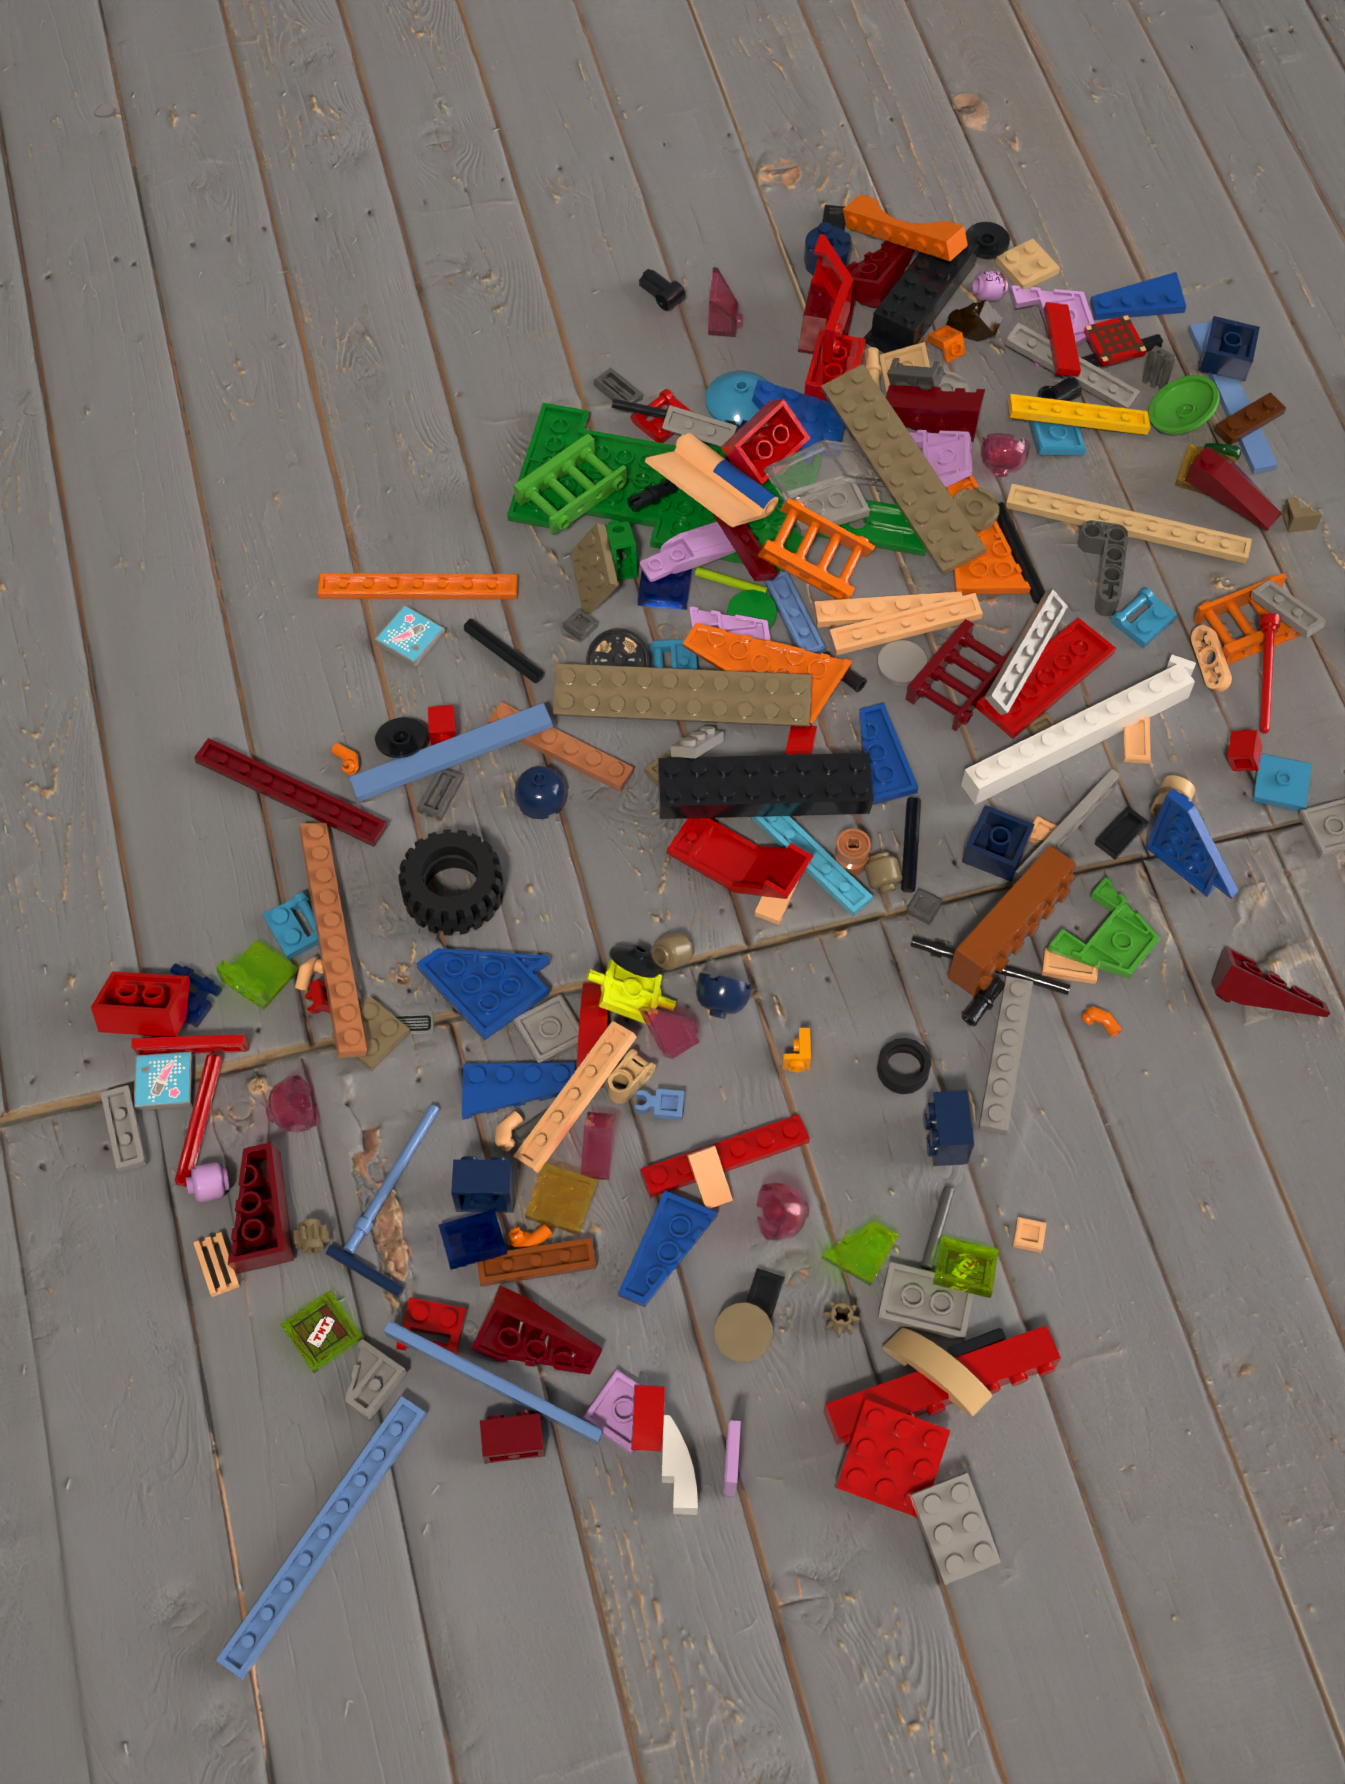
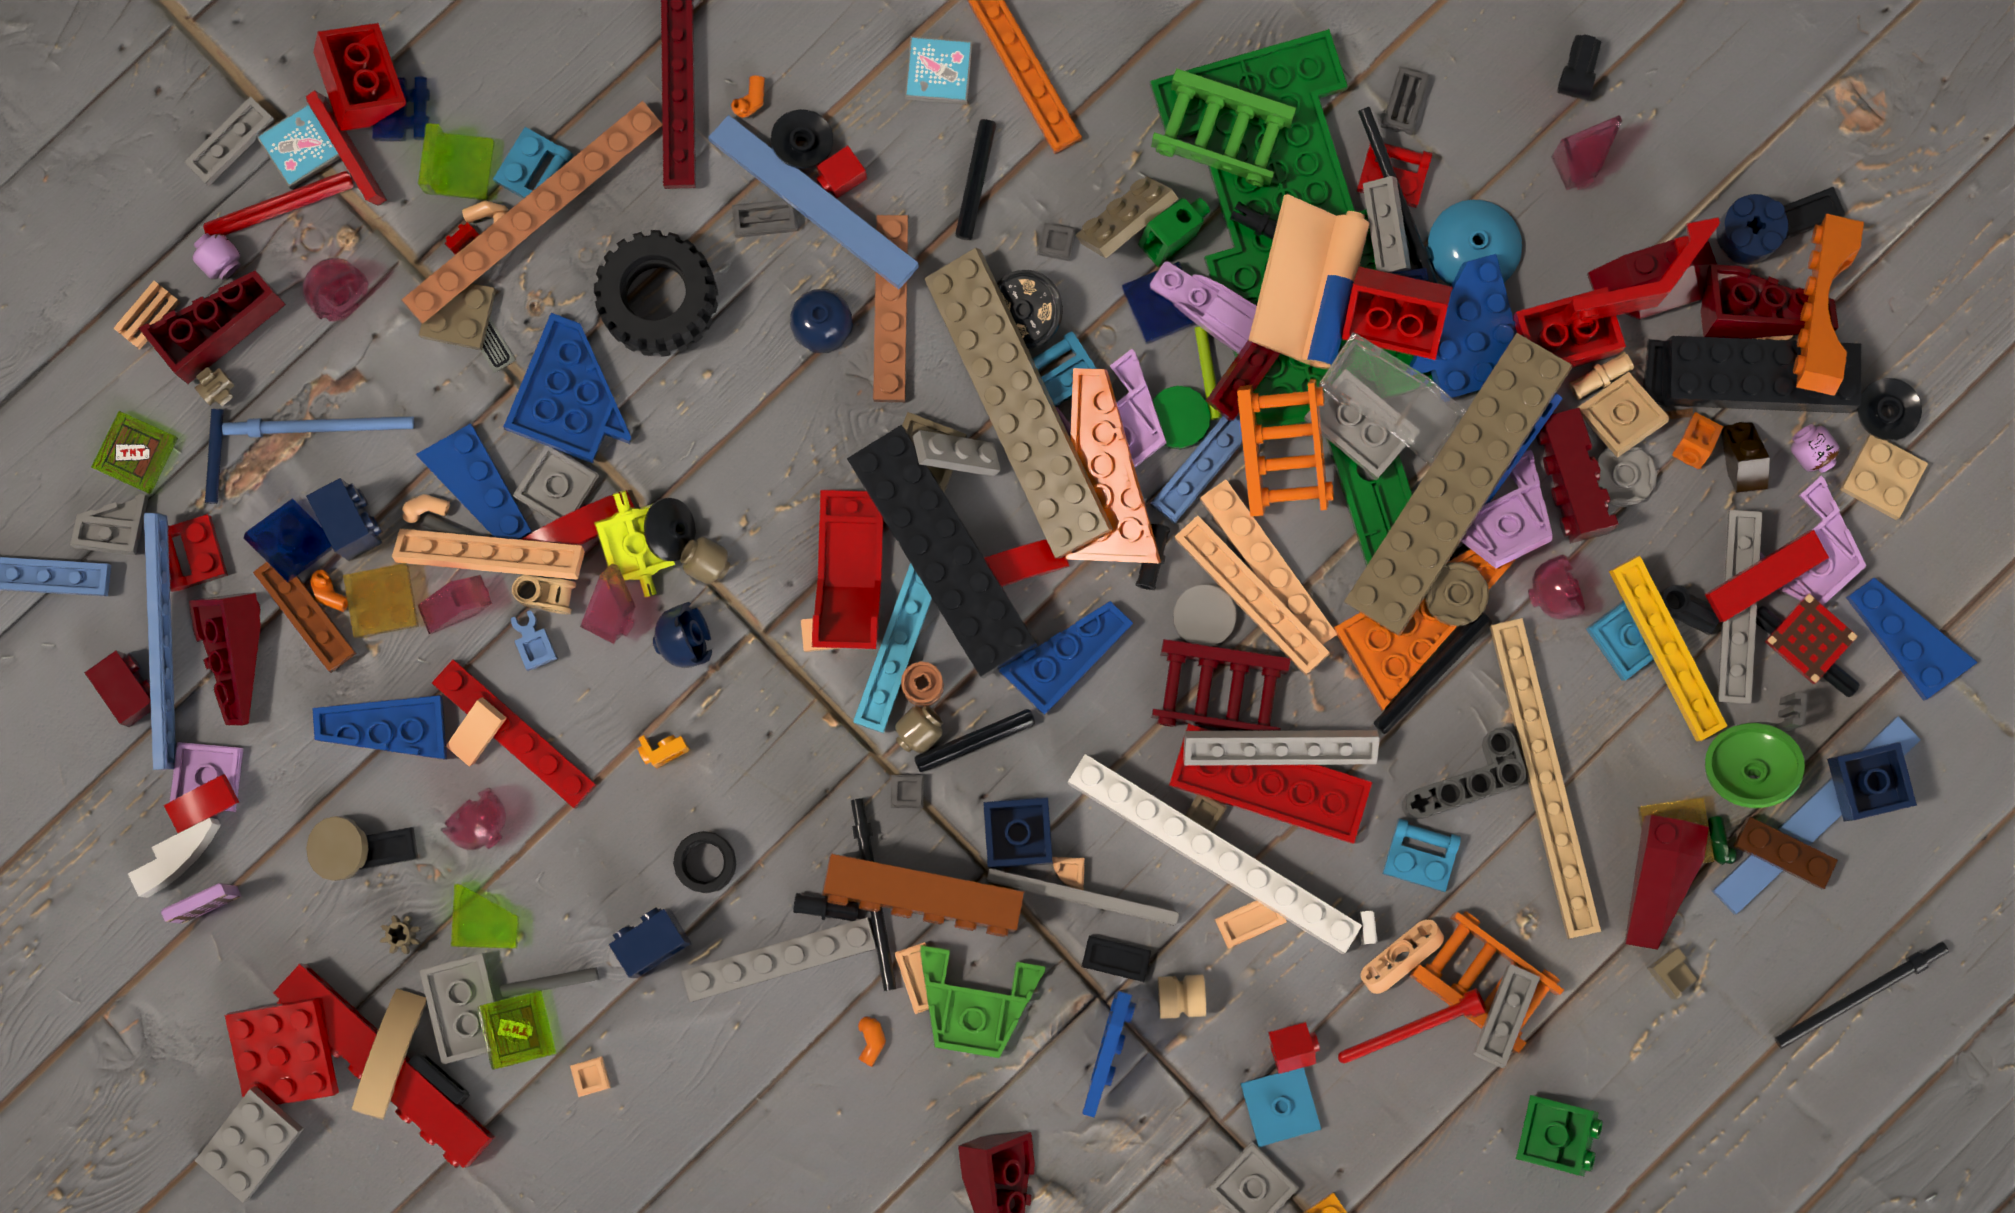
camera: 65 degrees right, 20 degrees up
(914, 375) = (1607, 430): dark grey hinge -> none

